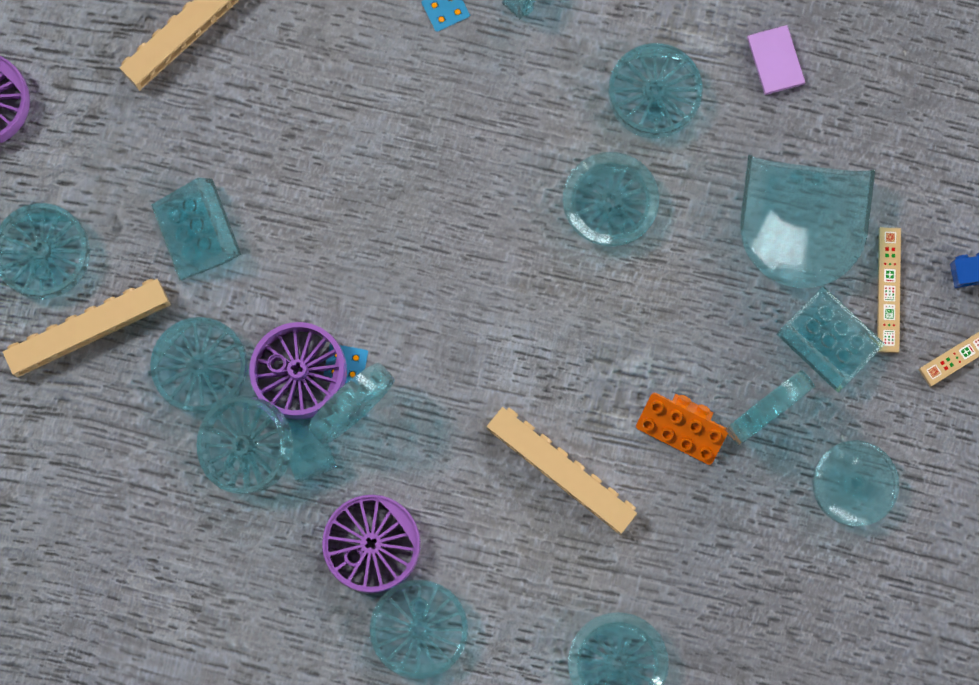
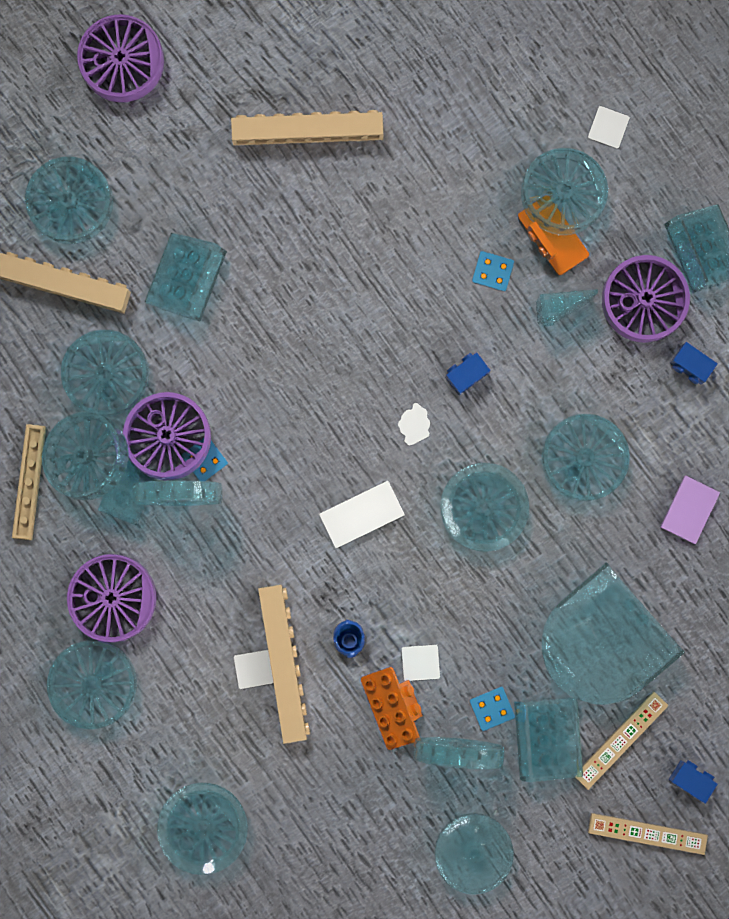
camera: 40 degrees right, 5 degrees up
(215, 512) = (29, 482): none -> tan tile
(493, 185) = (414, 424): none -> white sticker
(499, 106) = (467, 373): none -> blue brick
(516, 294) = (361, 514): none -> white tile
(541, 498) = (253, 669): none -> white sticker
(597, 401) = (348, 638): none -> blue hair
(672, 371) = (420, 662): none -> white sticker
(763, 357) = (492, 708): none -> dark azure sticker

